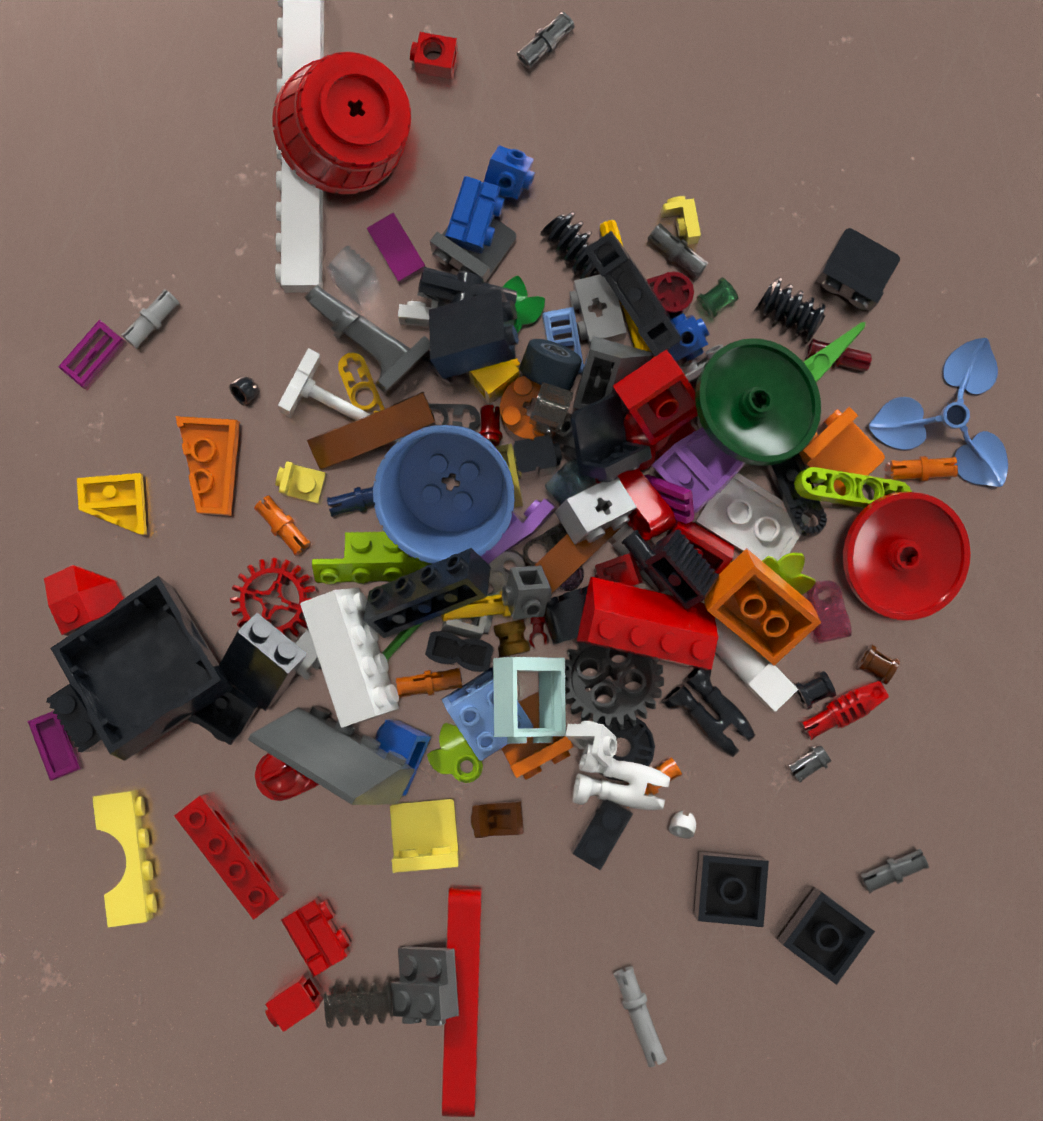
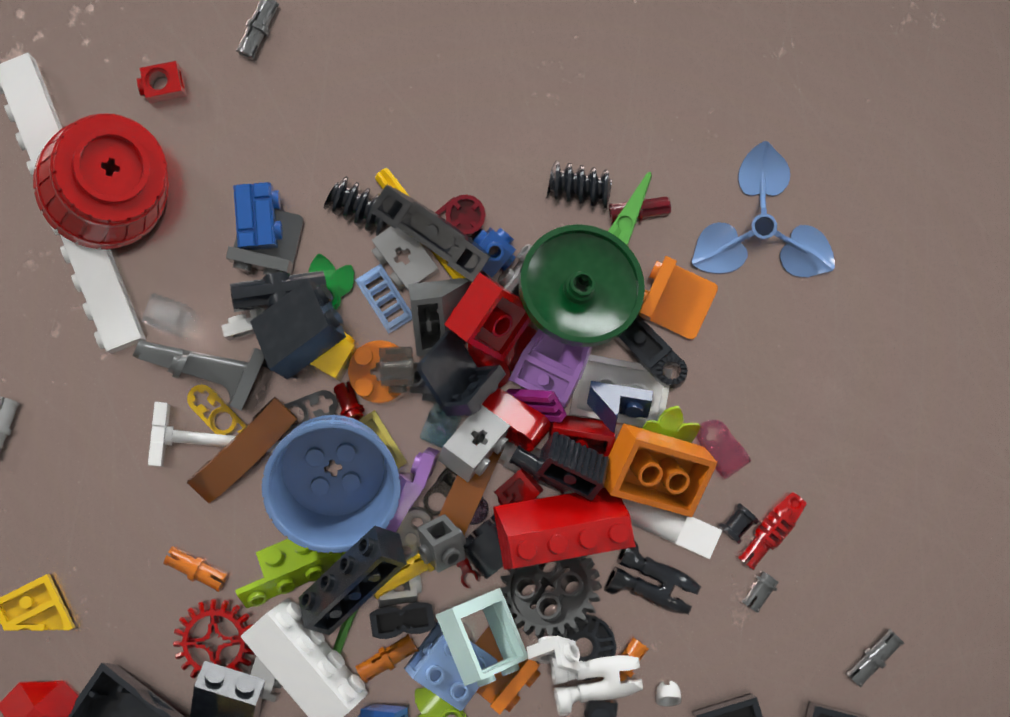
camera: 15 degrees left, 0 degrees up
(211, 460) = (108, 537): orange wing -> none
(243, 390) = (110, 460): black hinge -> none
(300, 482) = (196, 523): light yellow bracket -> none
(351, 501) = (249, 522): dark blue pin -> none
(396, 248) = (197, 272): magenta tile -> none
(510, 171) = (273, 163): blue brick -> none
(511, 638) = (445, 588): pearl gold wheel -> none
(536, 457) = (402, 414): black brick -> none
(550, 363) = (380, 325): black wheel -> none
(677, 250) = (455, 172): dark grey pin -> none
(688, 222) = (453, 145): light yellow bracket -> none
(727, 294) = (500, 207): clear green bush -> none
(743, 523) = (612, 399): none -> dark blue slope
(853, 485) = (699, 324): lime beam -> none
(858, 269) = (625, 124): black bracket -> none
(879, 664) = (786, 476): reddish brown bush -> none
(906, 555) = (772, 368): red dish -> none
(924, 468) = (756, 282): orange pin -> none

